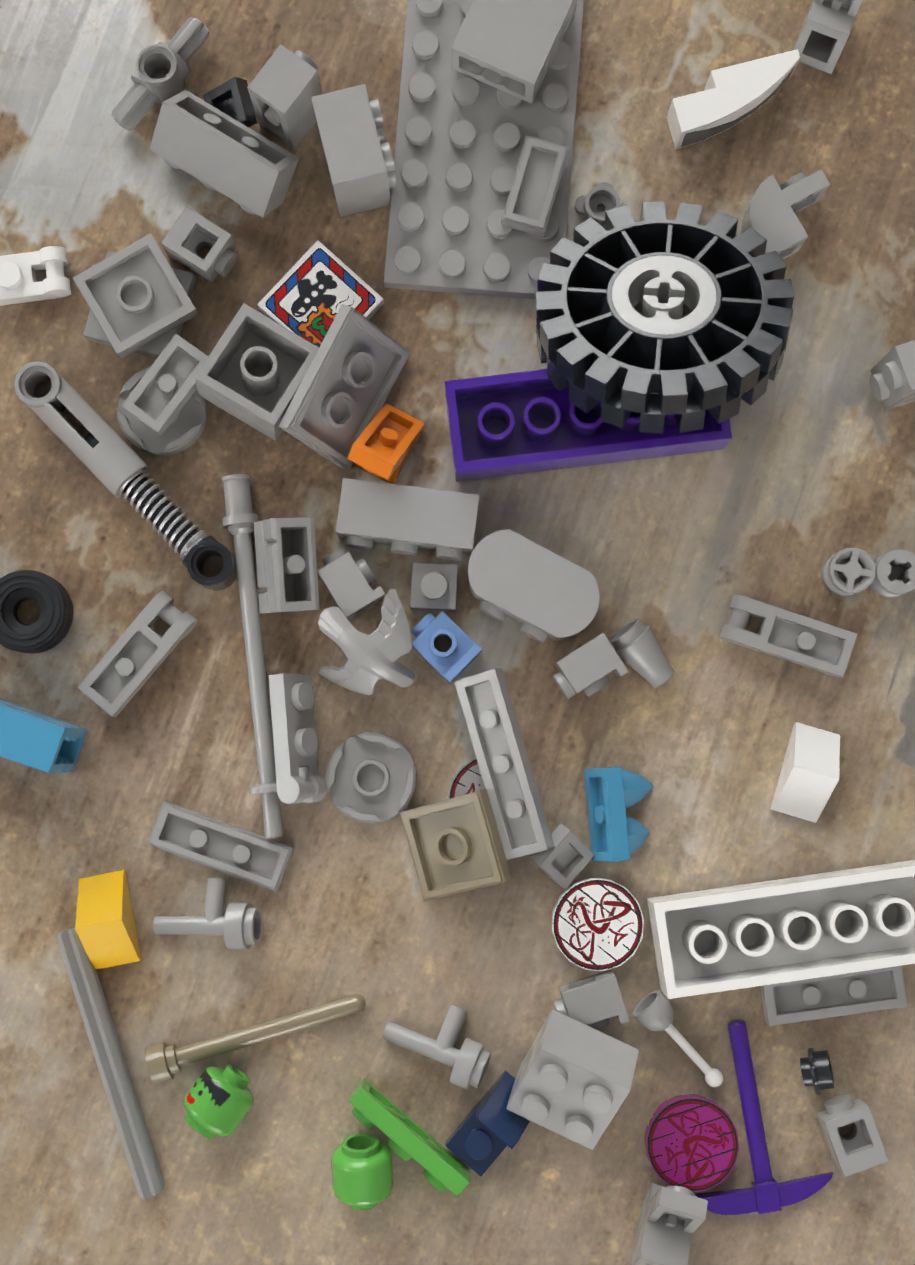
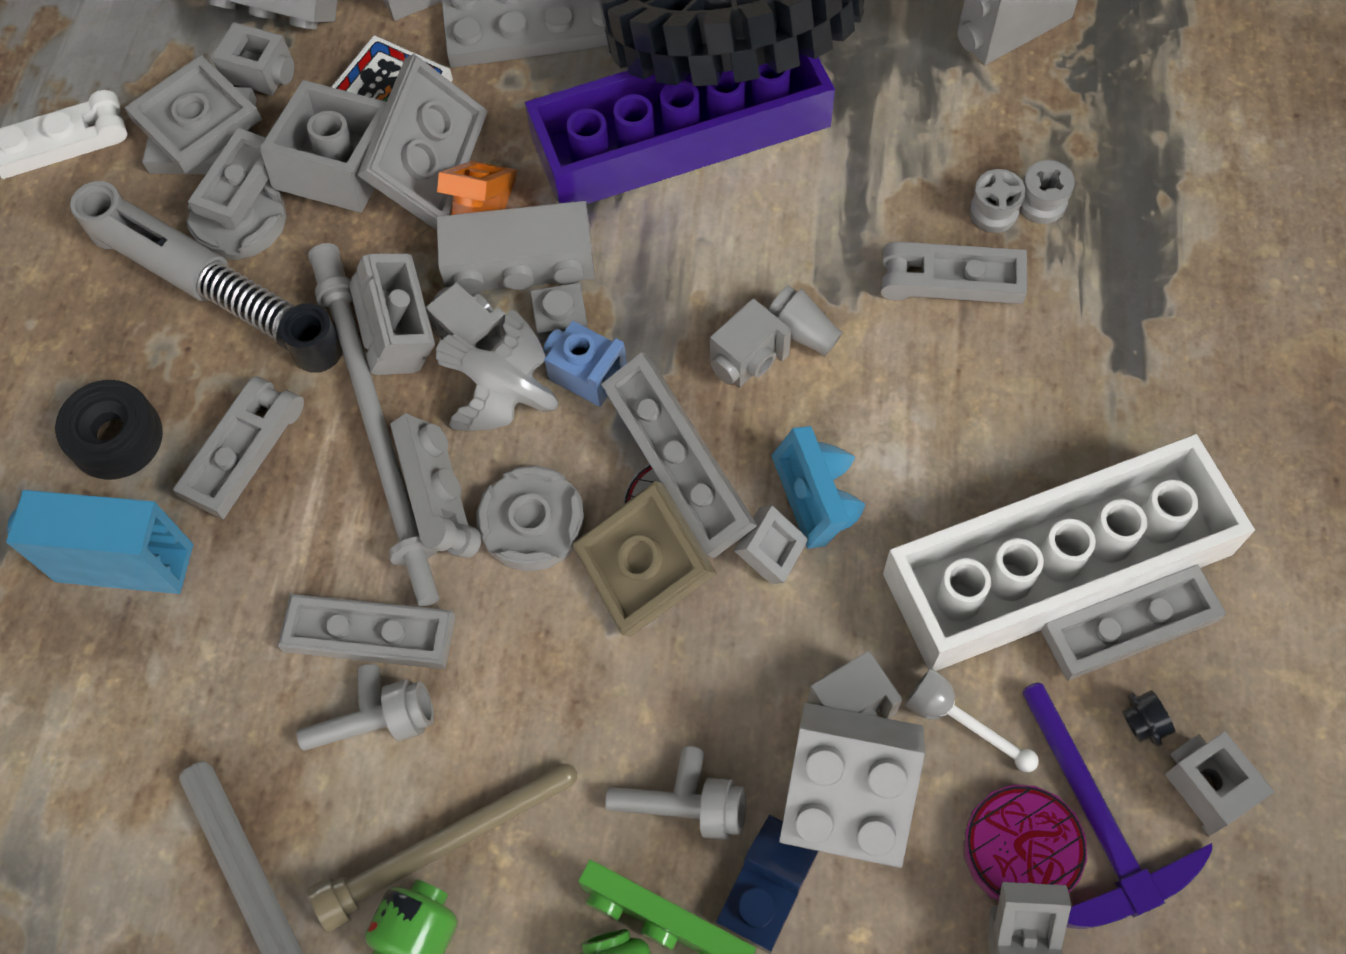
camera: 10 degrees left, 20 degrees down
(107, 920) = (241, 749): yellow slope -> none
(532, 586) = (664, 282): light grey brick -> none
(597, 924) = (832, 614): tile -> none
(808, 772) = (1022, 404): white slope -> none

